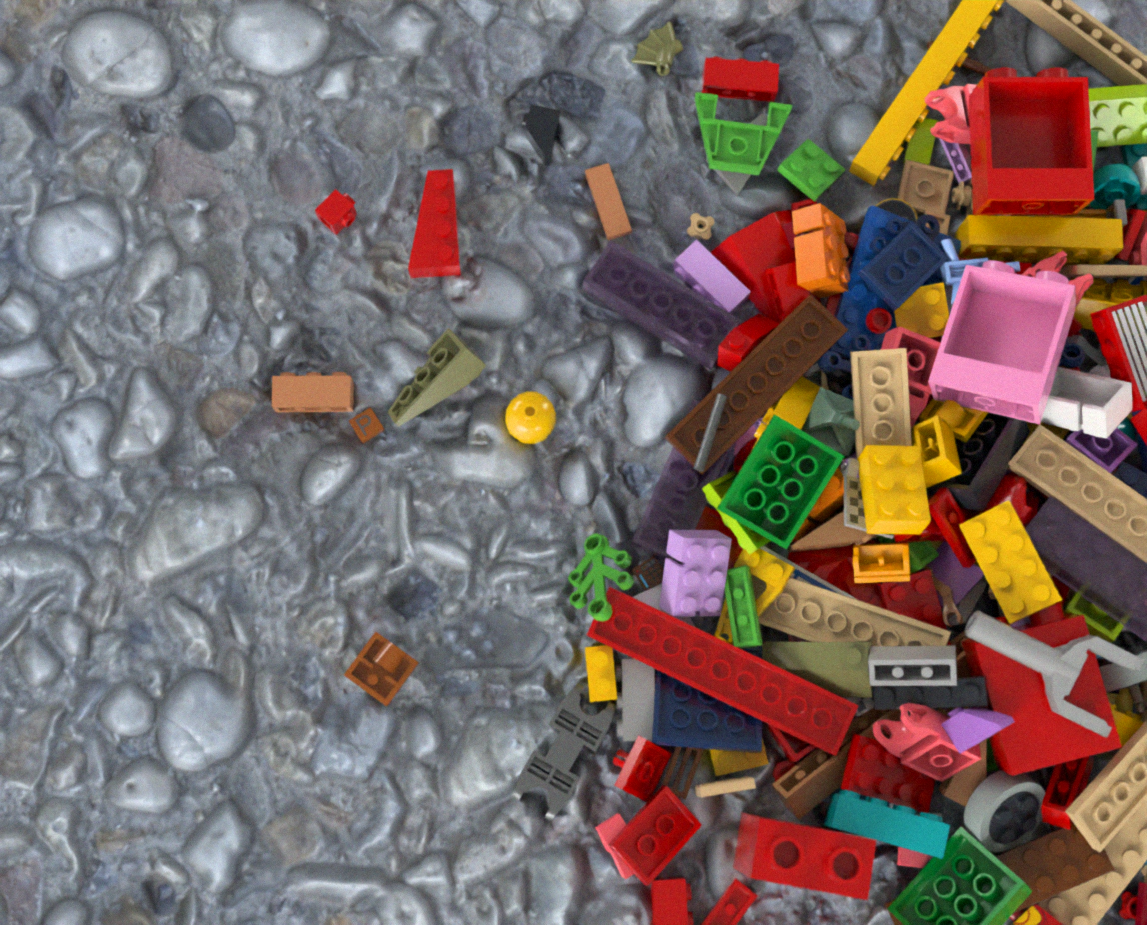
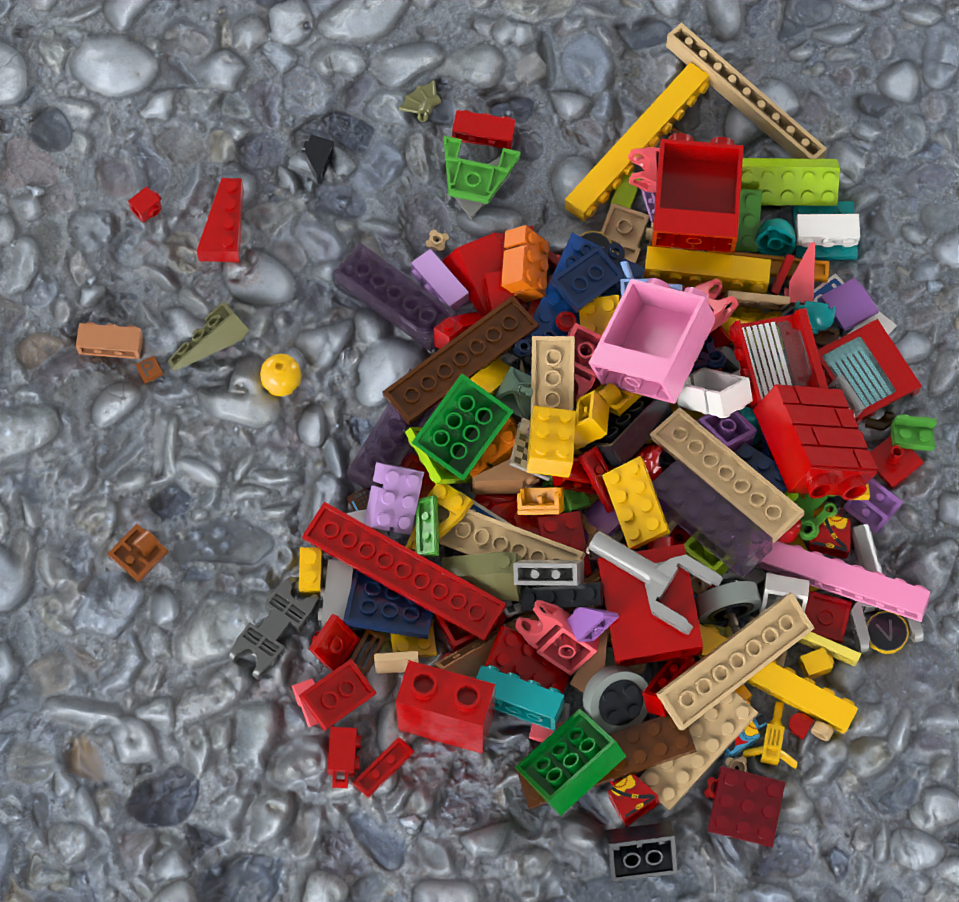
camera: 10 degrees right, 10 degrees down
(596, 547) = (319, 478): bright green plant -> none
(608, 201) = (365, 215): nougat tile -> none
(710, 432) = (417, 391): dark grey bar -> none
(811, 170) = (532, 204): bright green plate -> none
(1117, 211) = (775, 259): light grey tile -> none

